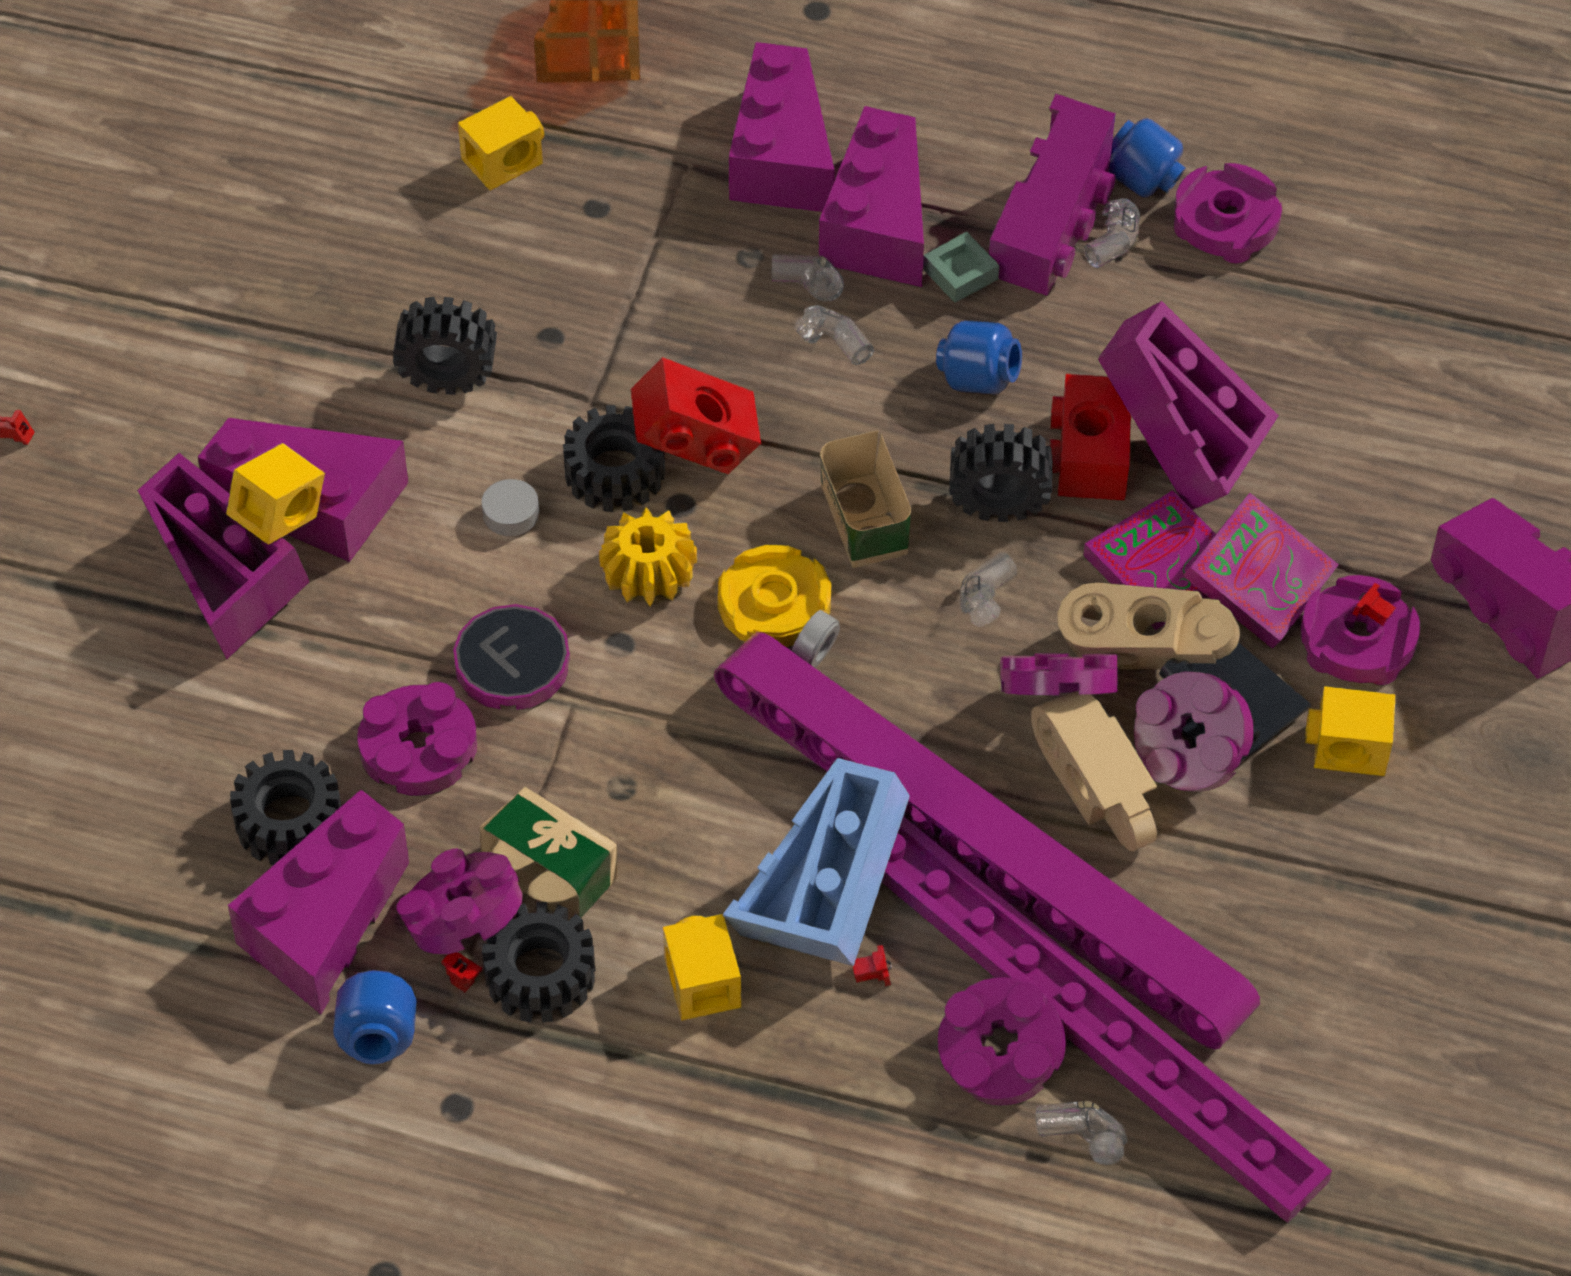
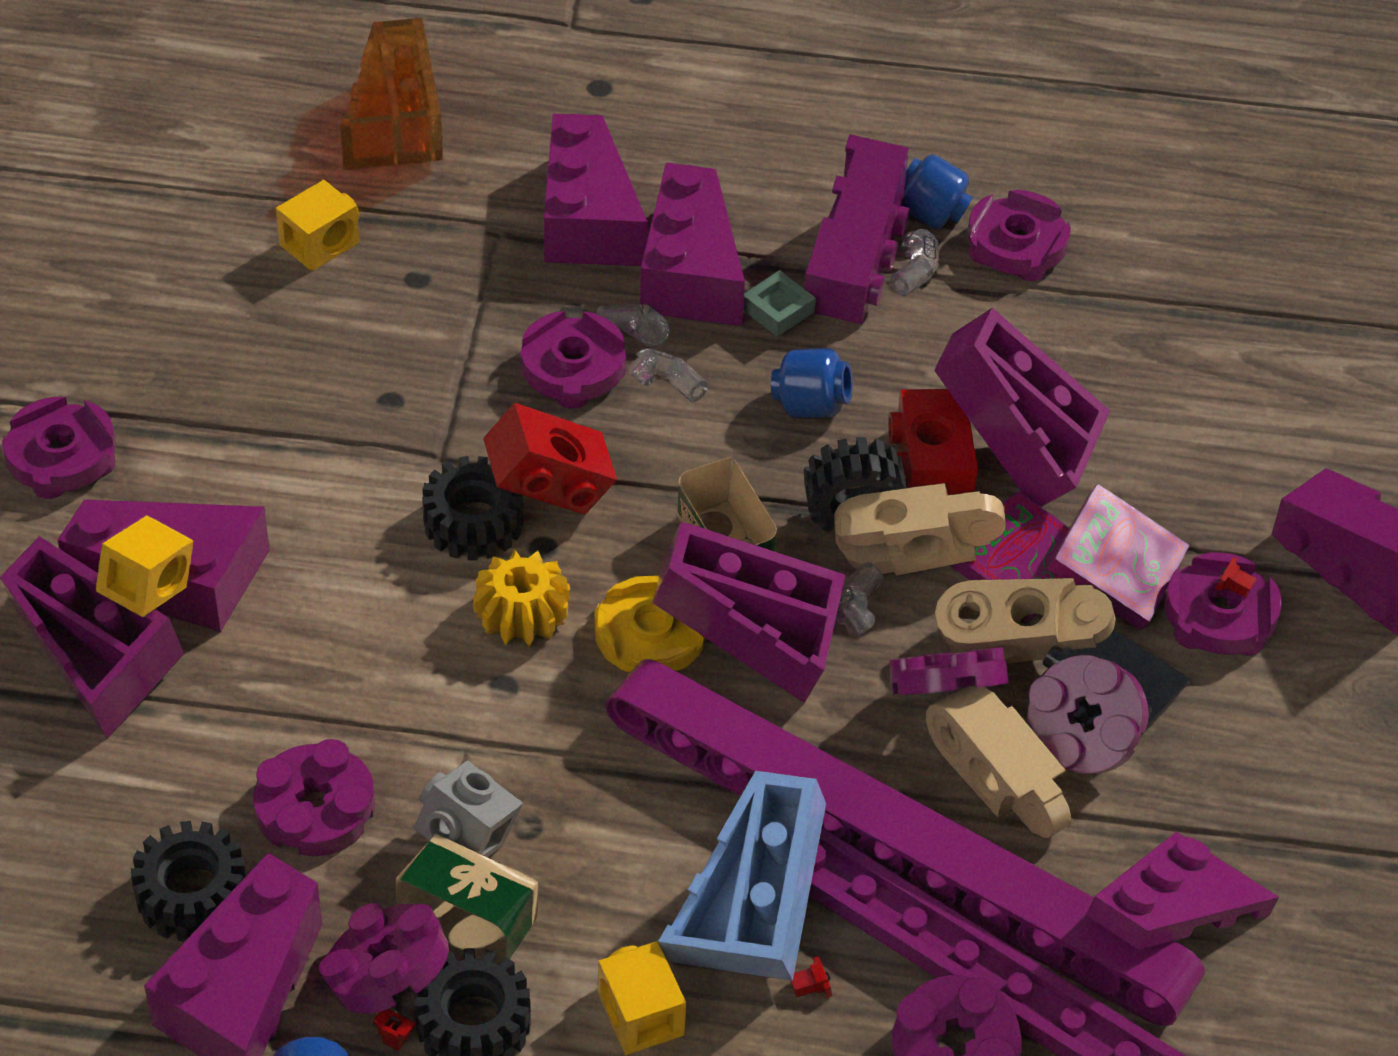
camera: 10 degrees left, 5 degrees down
(220, 380) = (62, 469): none -> magenta plate
(466, 333) = (291, 393): black tyre -> none
(510, 507) = (376, 564): light grey tile -> none
(511, 657) = (398, 708): black tile -> none
(561, 767) = (467, 809): none -> light grey brick
(745, 331) = (577, 379): none -> magenta plate
(816, 638) = (702, 659): light grey tile -> none
(876, 584) = (752, 604): none -> magenta wedge
(1056, 522) = (916, 528): none -> tan piece
(1244, 918) = (1174, 892): none -> magenta wing
(1352, 731) = (1237, 700): yellow brick -> none

